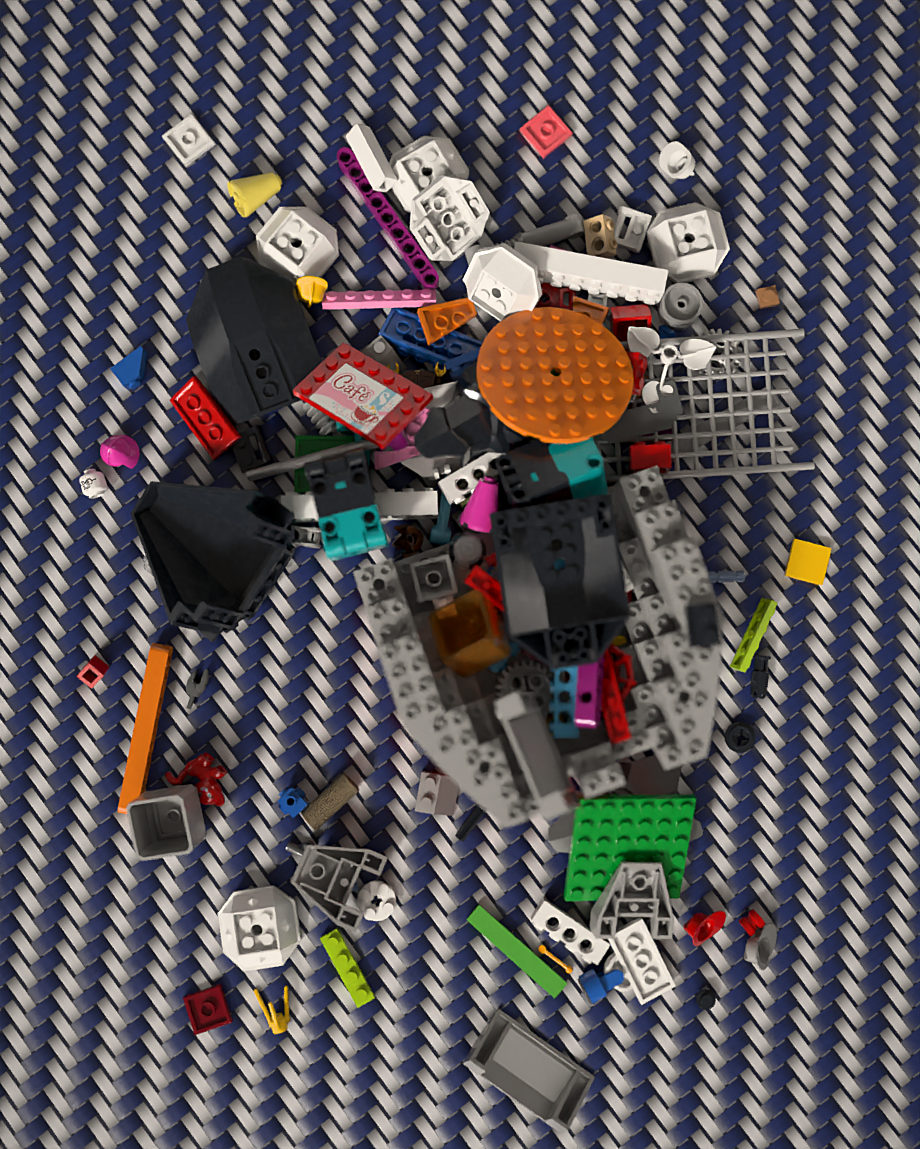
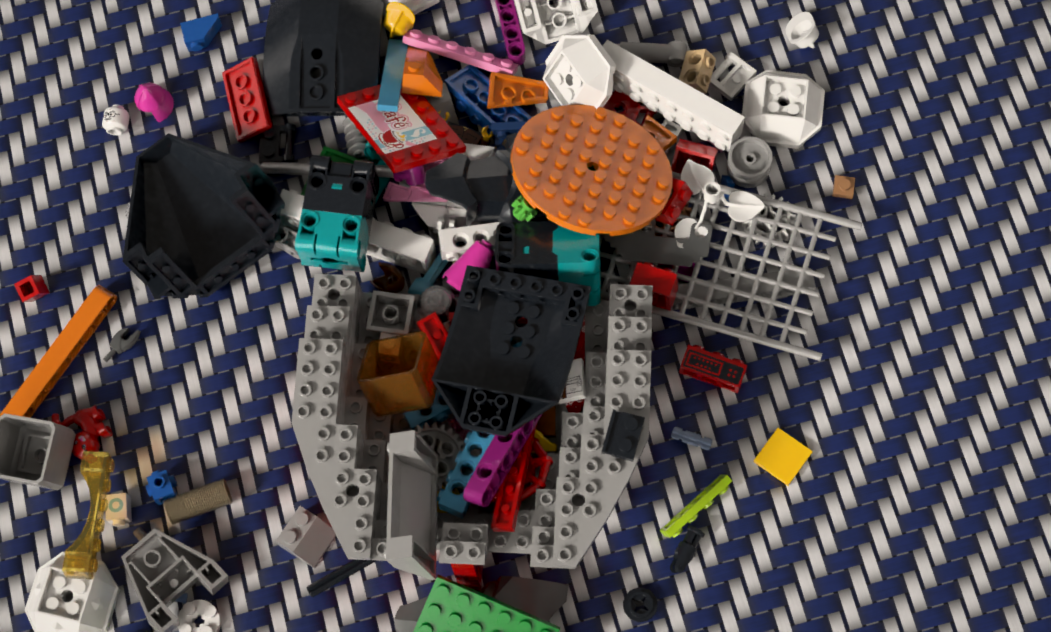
camera: 30 degrees right, 15 degrees down
(256, 896) = (80, 557): none -> clear yellow arch
(263, 835) = (119, 509): none -> brick
(332, 348) = (392, 76): none -> dark azure tile
(355, 335) = (421, 74): none -> orange wedge
(512, 438) = (523, 210): none -> bright green gear
(721, 507) = (713, 368): none -> red brick

